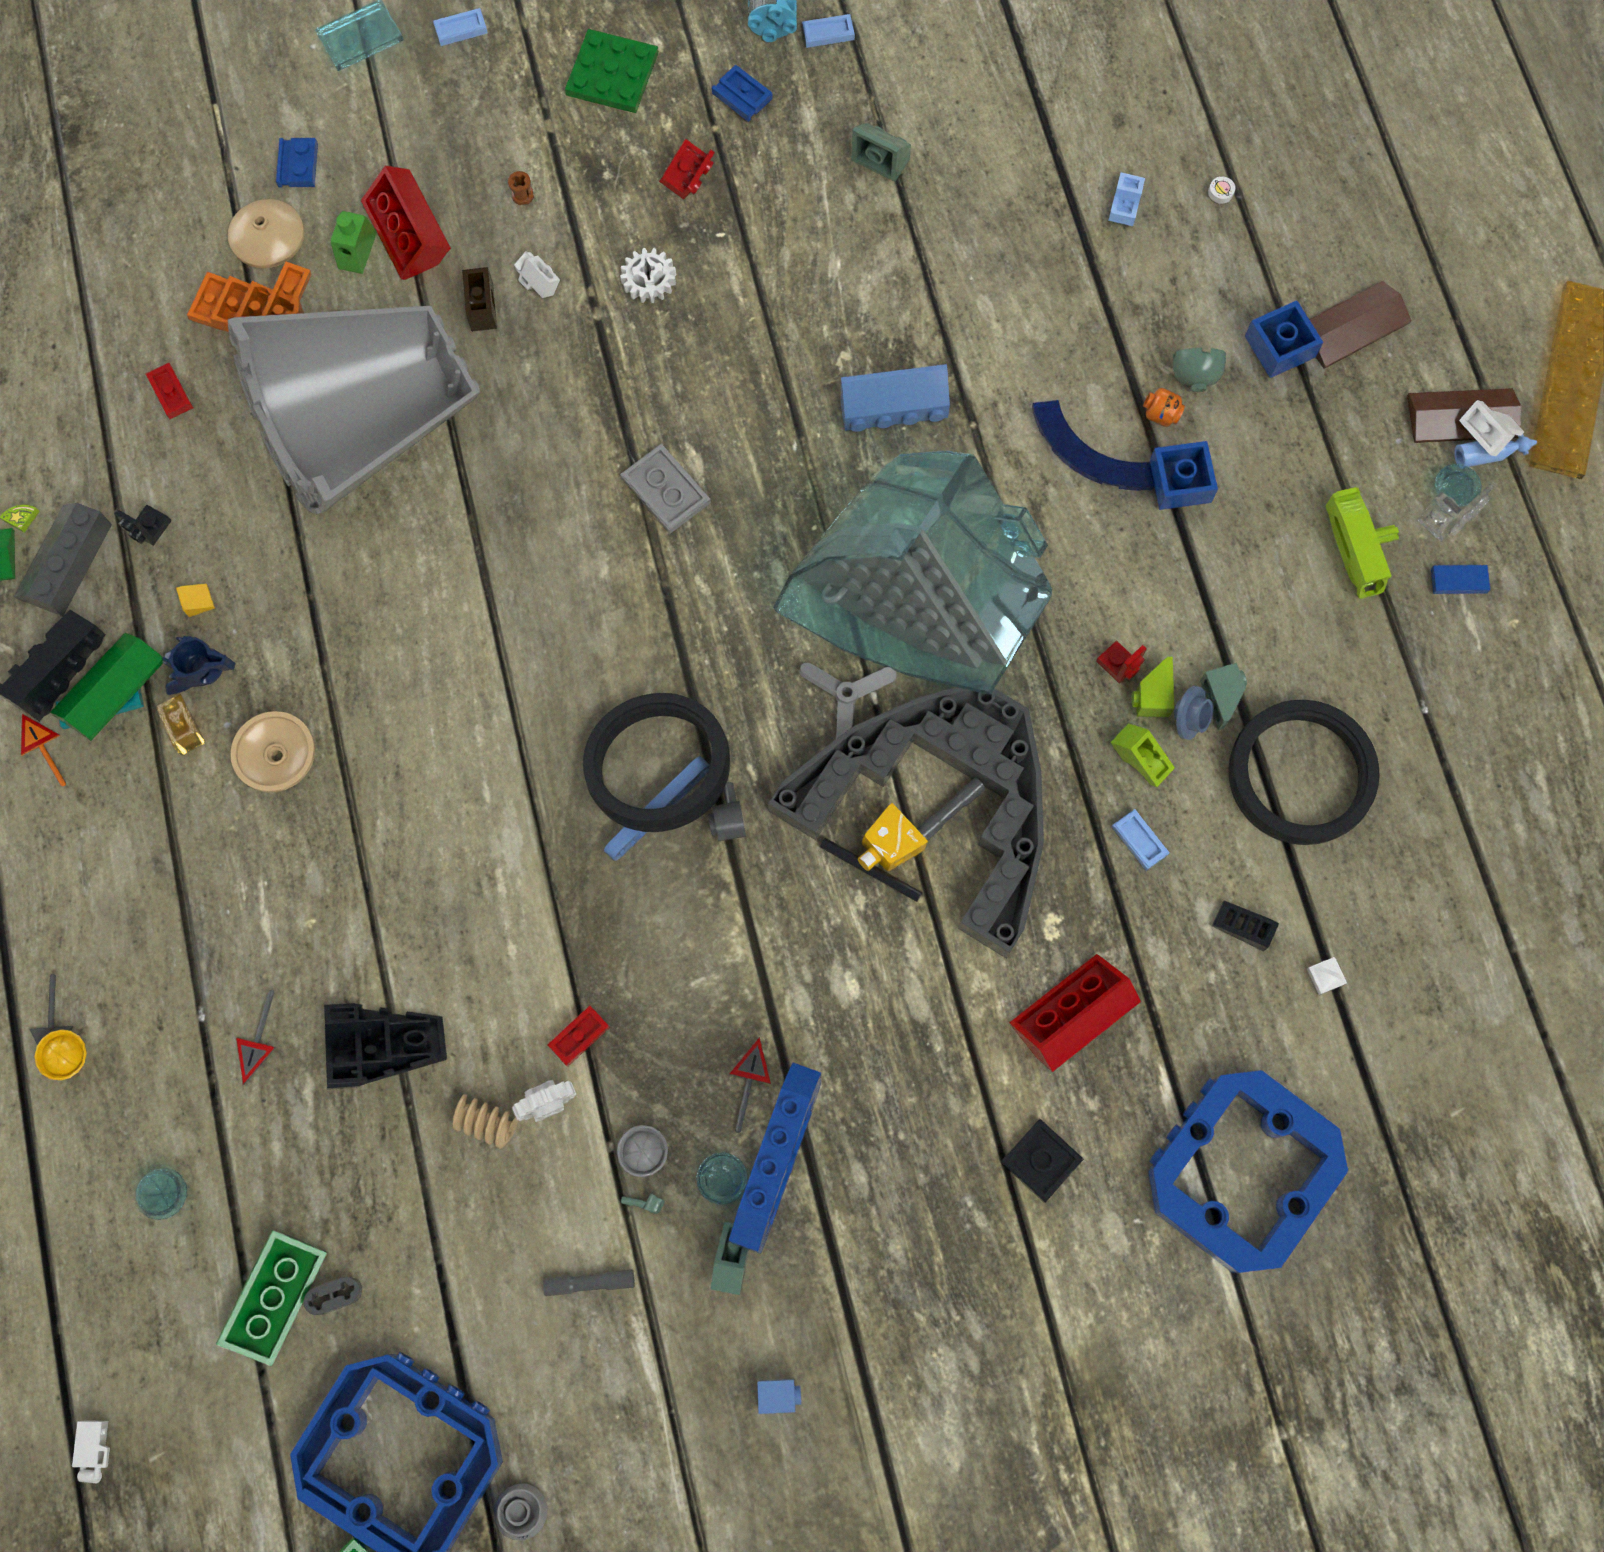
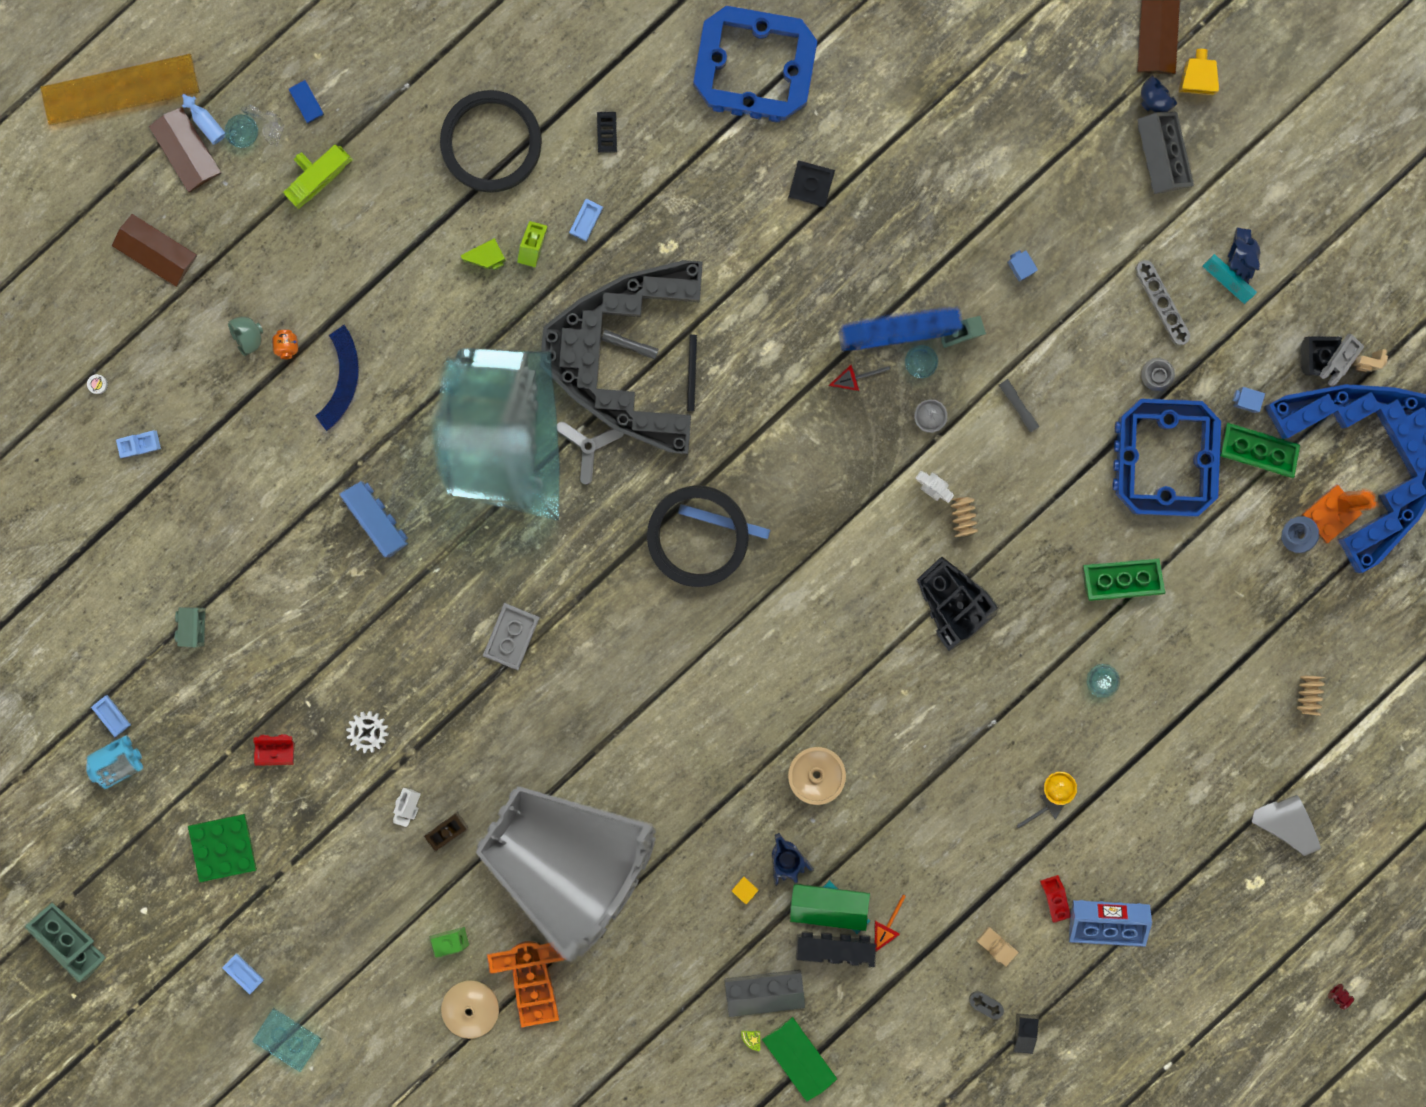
camera: 120 degrees left, 15 degrees up
(91, 1450) = (1256, 630): white piece -> none
(146, 527) = (714, 952): black bracket -> none
(169, 390) = (617, 998): red plate -> none
(180, 725) = (828, 848): clear yellow slope -> none
(253, 1053) = (998, 679): piece -> none
(297, 162) = (407, 1021): blue plate -> none
(331, 1289) = (1101, 550): dark grey beam -> none
(404, 222) = (415, 917): red slope -> none
(523, 185) = (343, 858): dark orange bush -> none
(578, 1036) = (885, 490): red plate -> none
(653, 1204) = (956, 393): sand green hand -> none
(727, 818) = (708, 475): dark grey piece -> none
(742, 93) = (194, 747): blue plate -> none
(891, 841) = (669, 369): yellow torso -> none
(1075, 1012) = (714, 207): red slope -> none
(1120, 662) = (477, 286): red bracket -> none
(1183, 475) = (329, 308): blue brick -> none
(1193, 713) = (490, 225): sand blue piece -> none
(1224, 688) = (463, 213): sand green slope -> none
(1283, 339) = (195, 289): blue brick -> none
(1326, 976) = (612, 70): white tile -> none
(1490, 427) = (193, 126): white piece -> none

